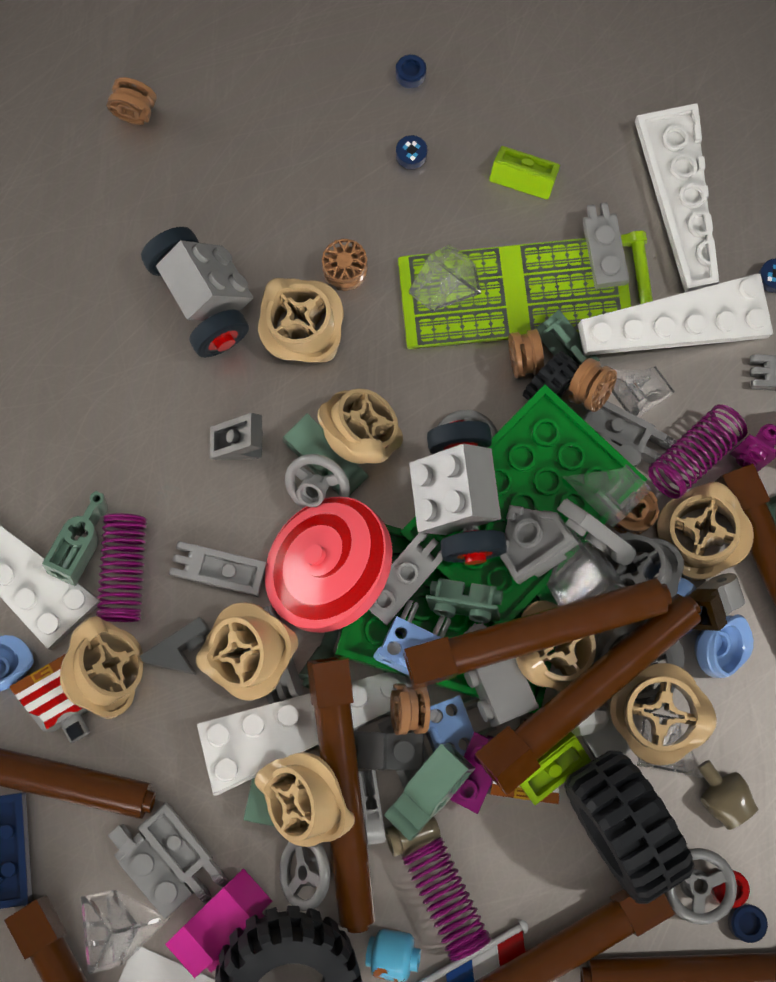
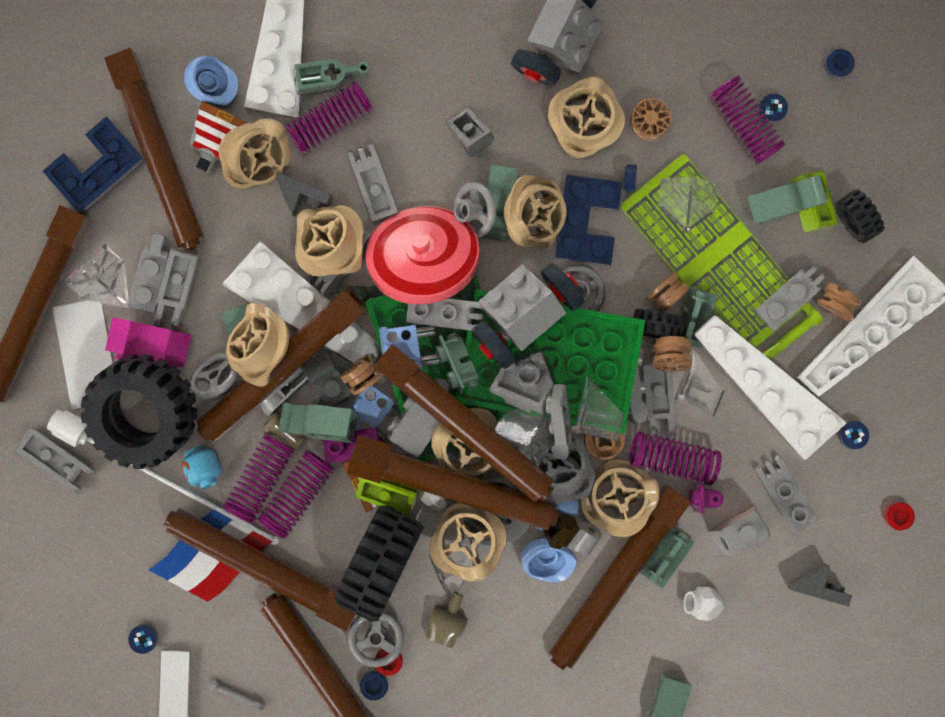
camera: 60 degrees right, 10 degrees up
(389, 318) = (630, 178): none -> dark blue tile
(414, 412) = (579, 197): none -> dark blue plate
(450, 177) = (716, 95): none -> magenta piece
(506, 918) = (271, 524): none -> magenta piece
(509, 190) = (787, 200): none -> sand green piece
(569, 135) = (860, 216): none -> black tyre
(639, 205) = (839, 302): none -> medium nougat wheel

